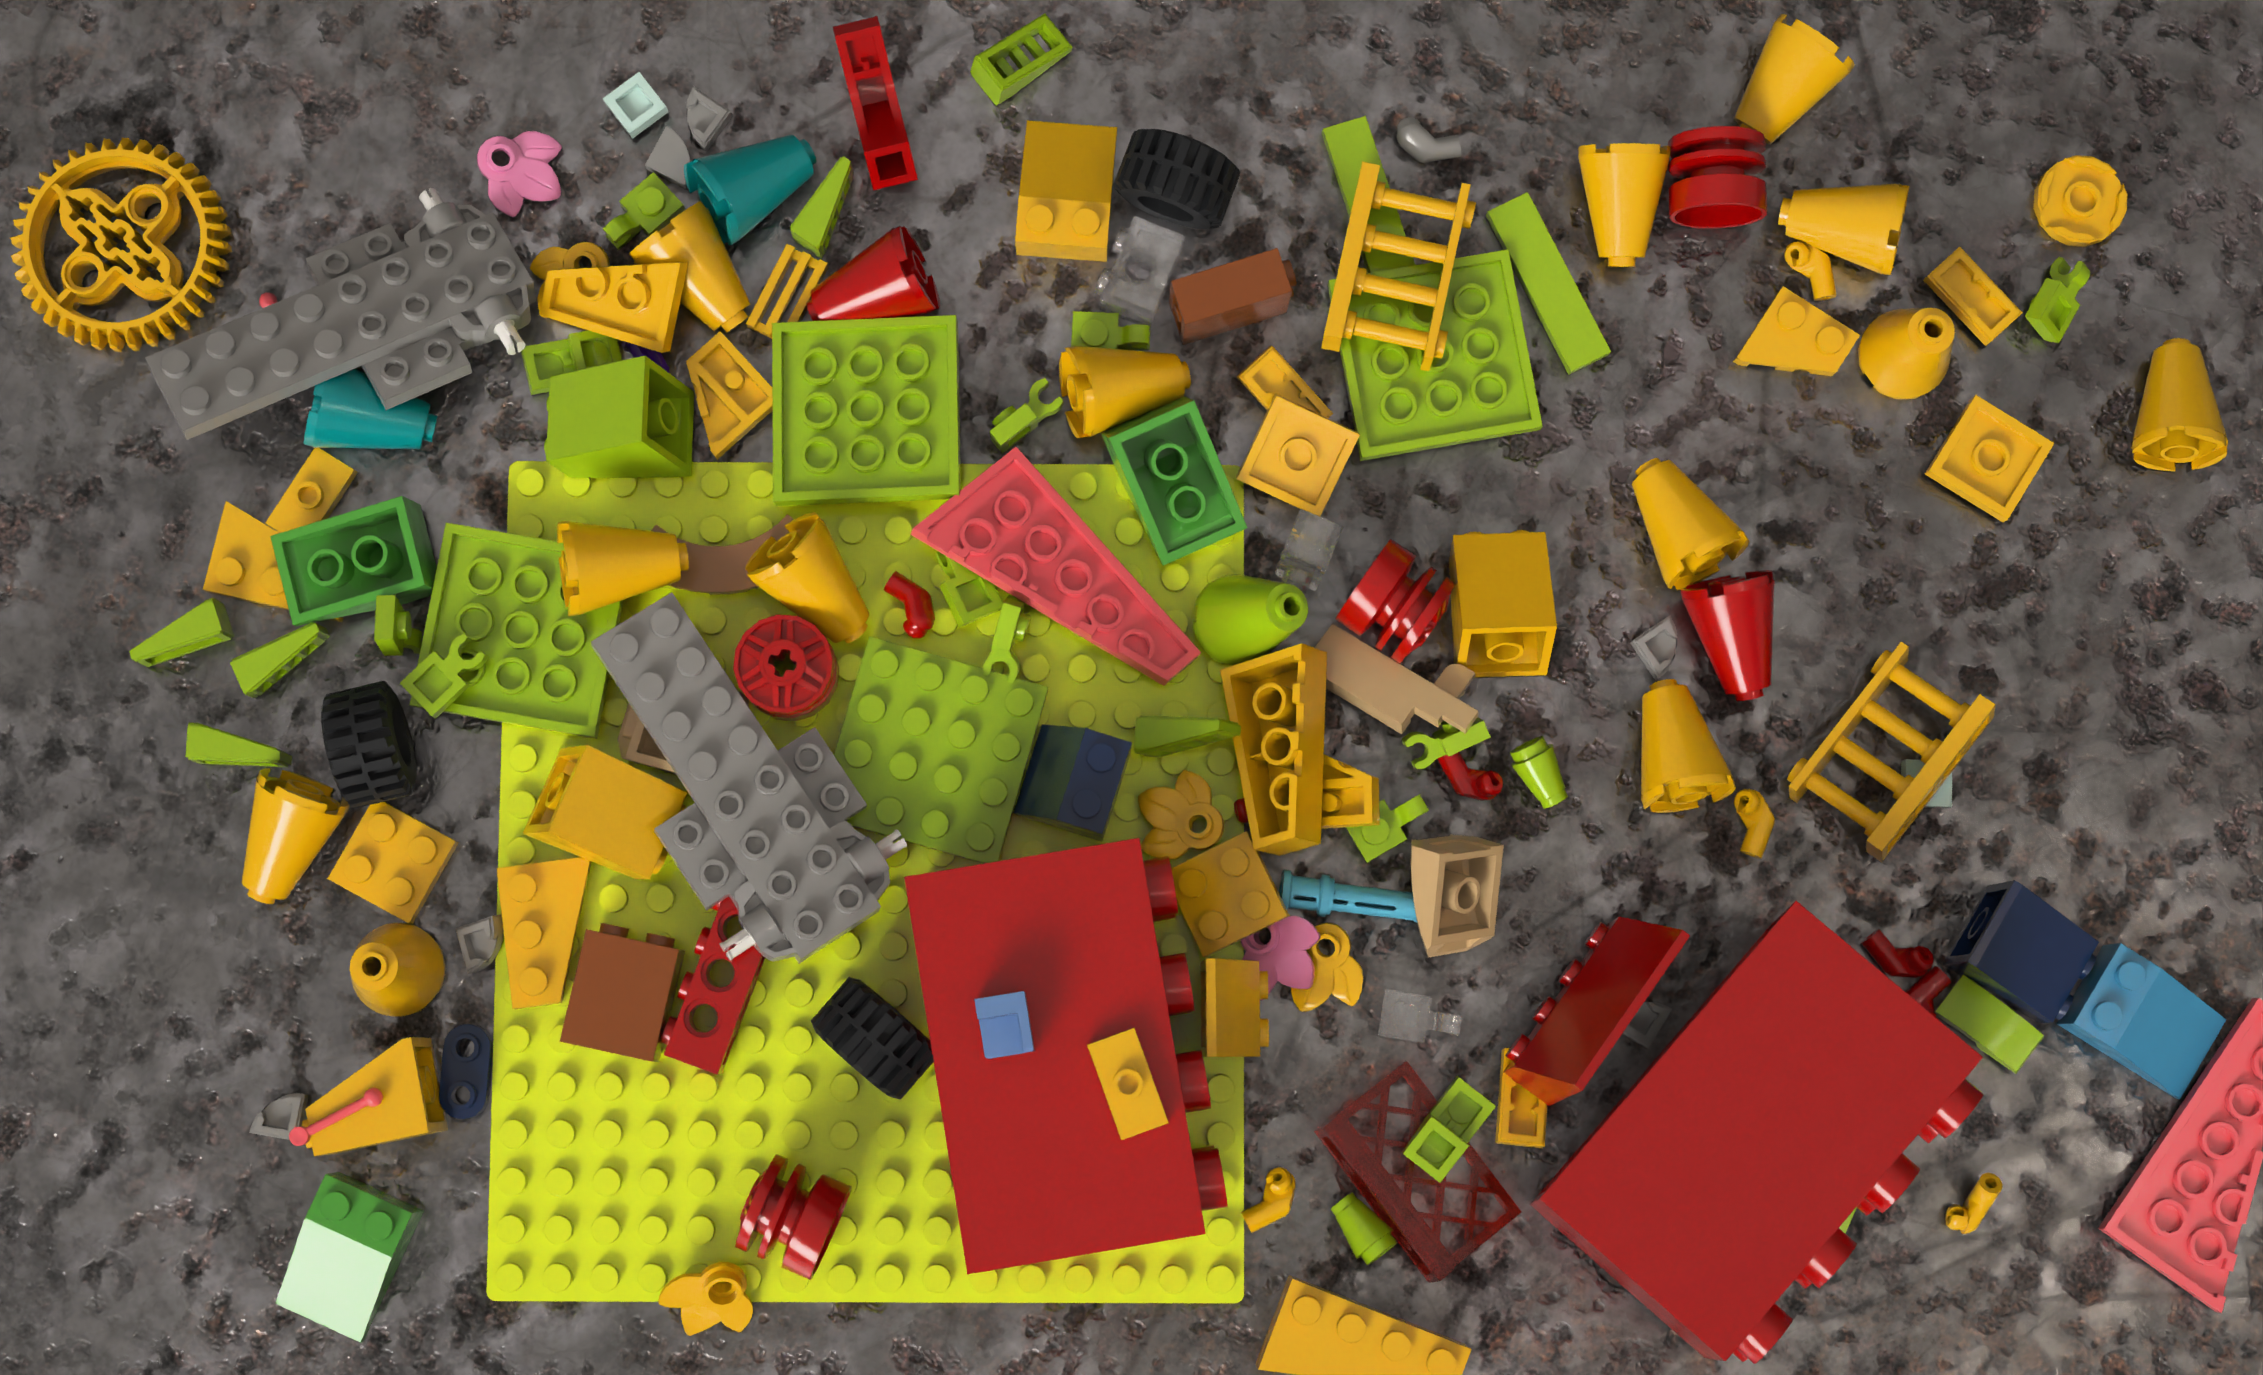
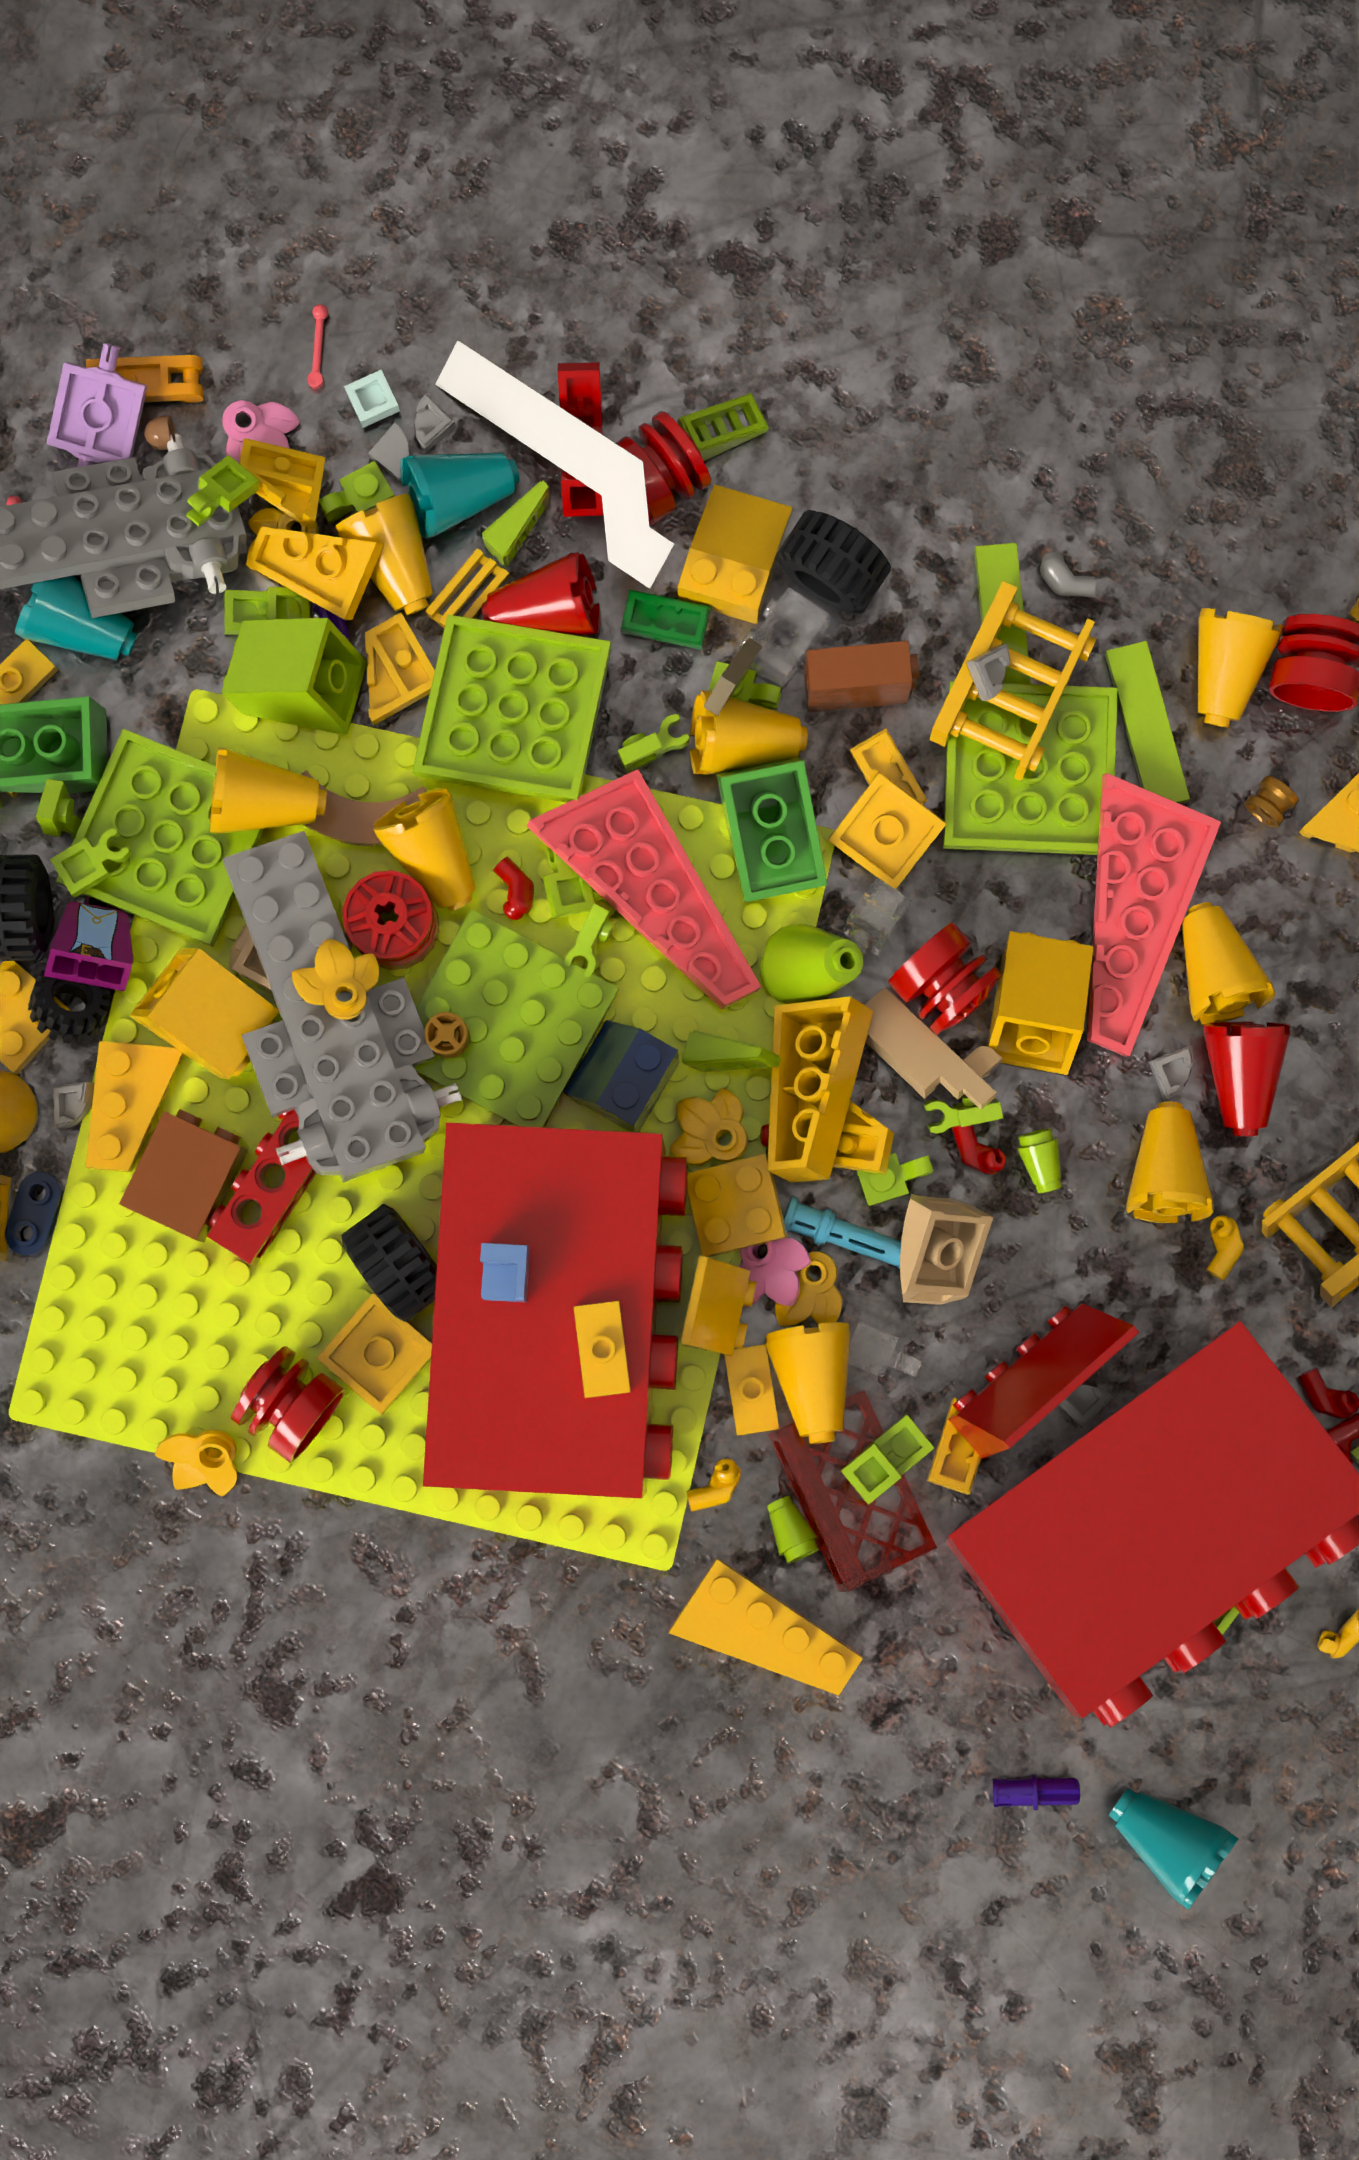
camera: 25 degrees right, 0 degrees up
(338, 182) = (97, 411): none -> lavender plate
(380, 136) = (157, 372): none -> light orange plate
(410, 190) = (158, 432): none -> medium nougat hinge
(451, 855) = (63, 1021): none -> black tyre
(466, 766) = (92, 946): none -> magenta torso
(497, 234) = (222, 485): none -> lime plate
(559, 212) = (286, 478): none -> yellow wing
(567, 95) = (315, 378): none -> coral hinge
(742, 740) = (337, 973): none -> yellow plate
(867, 114) = (571, 447): none -> white sticker
(869, 774) = (442, 1029): none -> pearl gold wheel
(876, 1140) = (377, 1354): none -> yellow plate
(971, 108) = (668, 463): none -> red wheel
(1008, 277) = (665, 619): none -> green plate
(1097, 325) = (733, 676): none -> dark tan tile
(1286, 1088) = (751, 1390): none -> yellow plate
(1351, 1059) = (813, 1376): none -> yellow cone
(1370, 261) = (989, 671): none -> light grey tile
(1584, 454) = (1144, 883): none -> coral wing
(1698, 336) = (1271, 801): none -> pearl gold wheel

